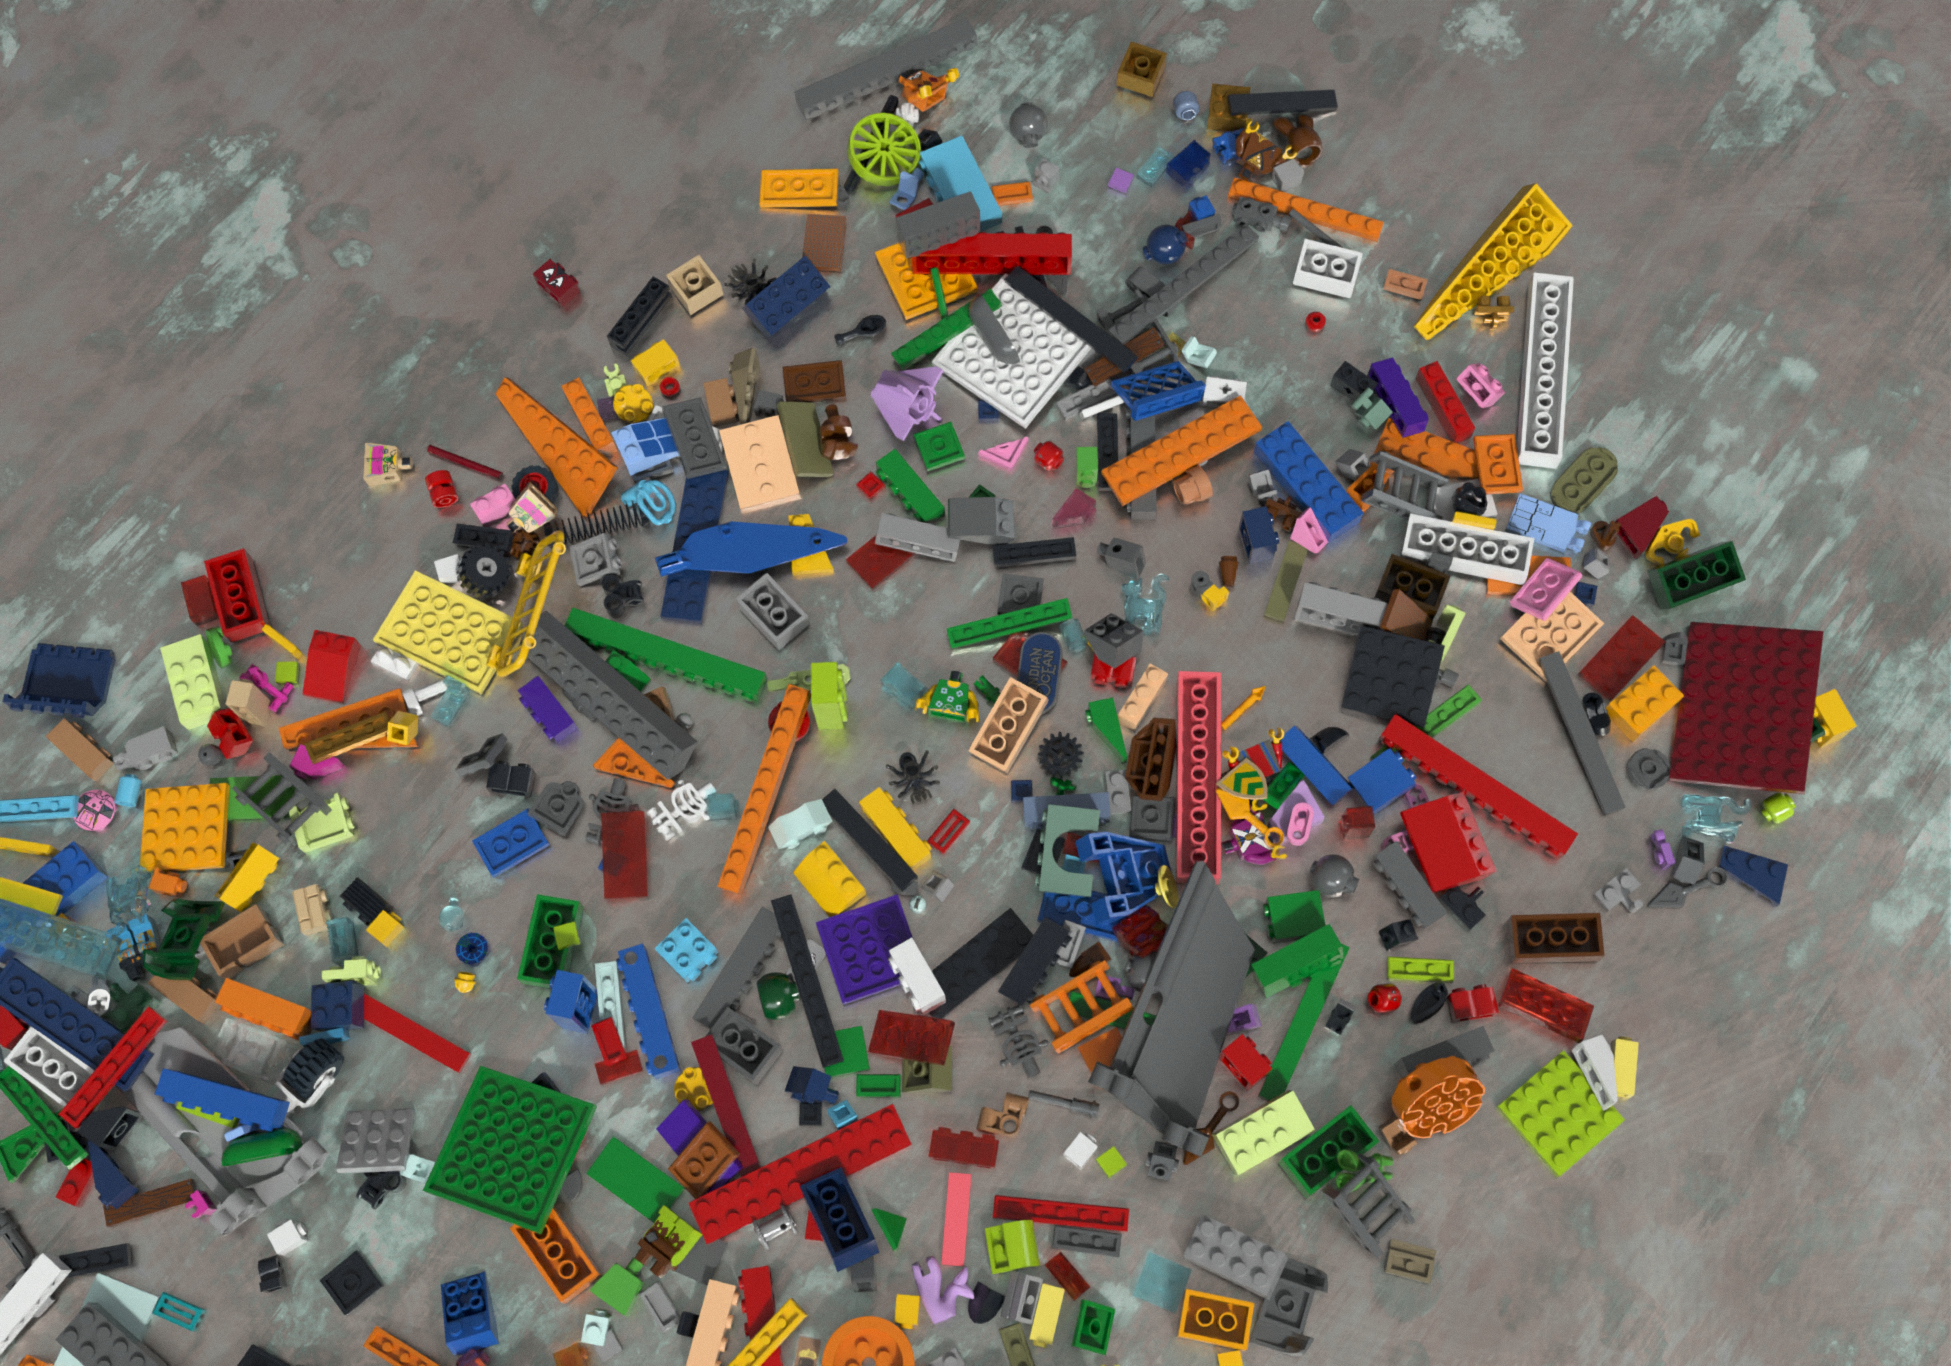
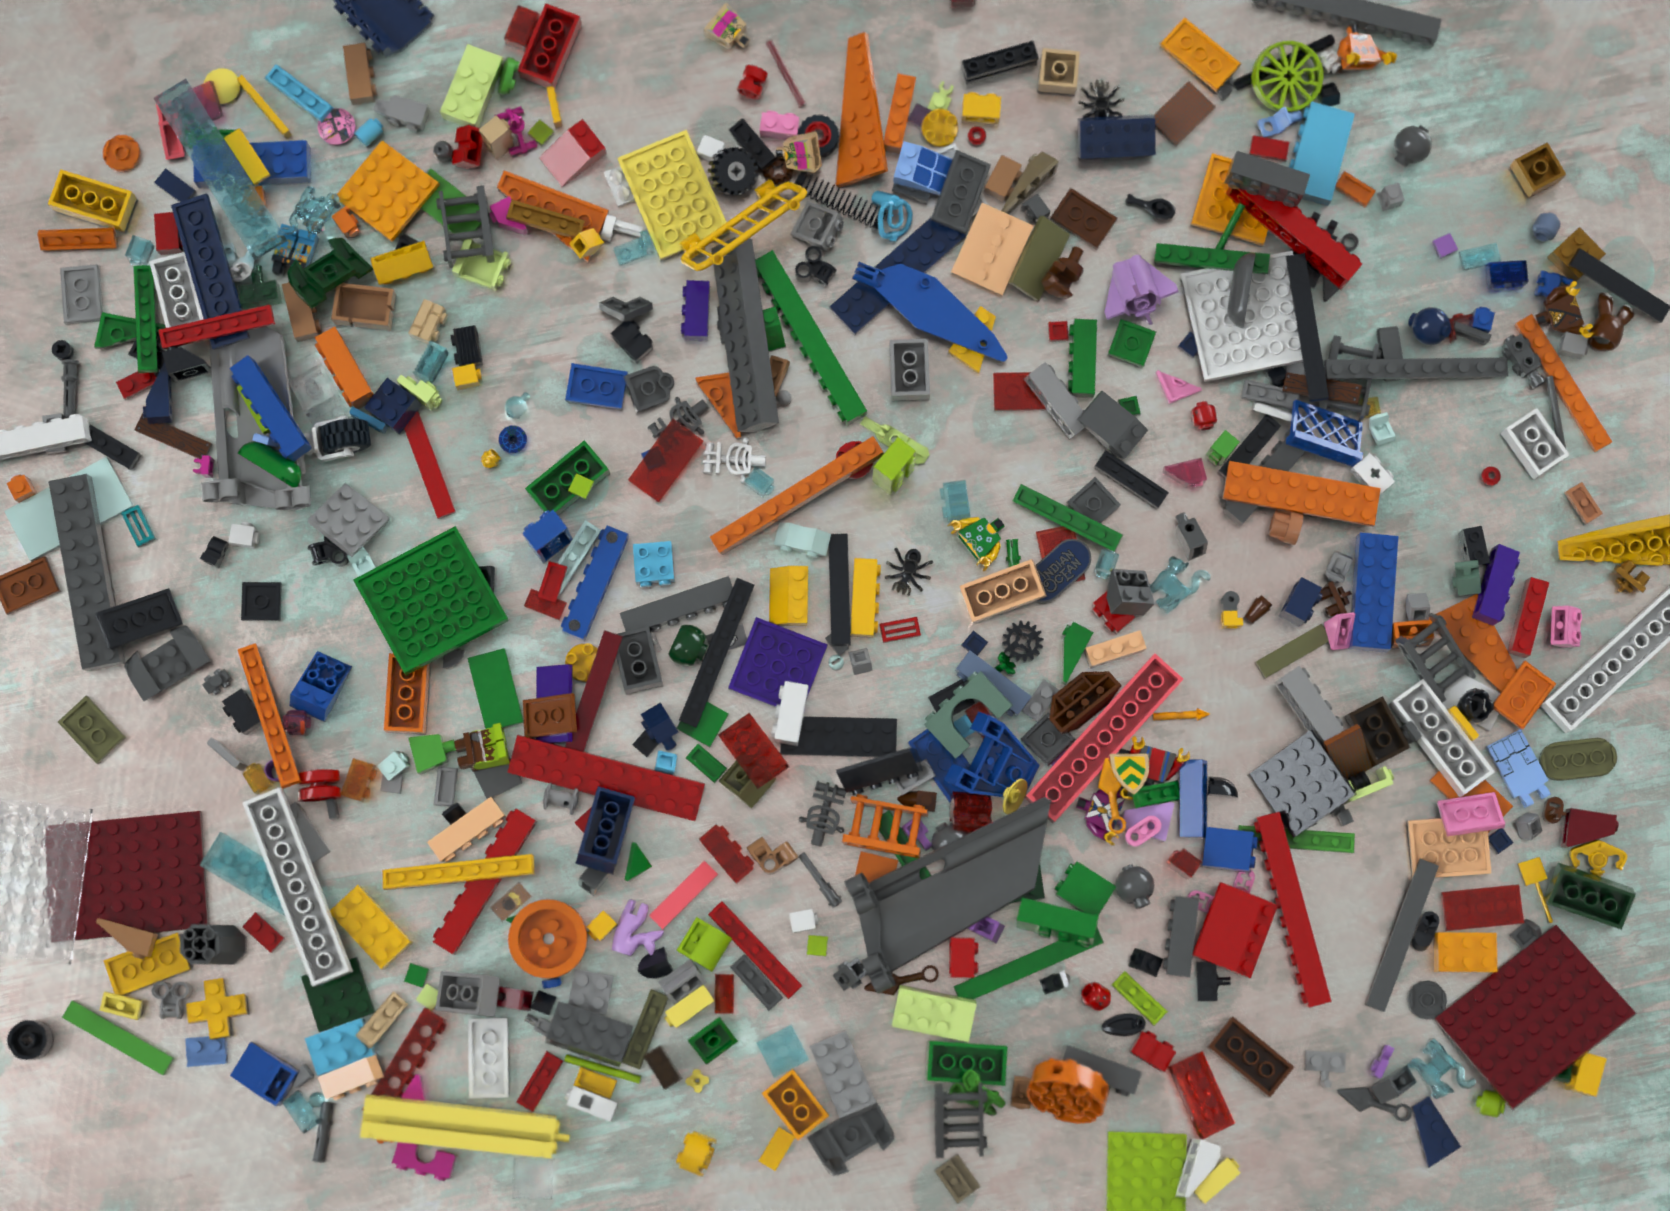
camera: 35 degrees right, 10 degrees up
(1635, 597) = (1533, 872): none -> yellow piece

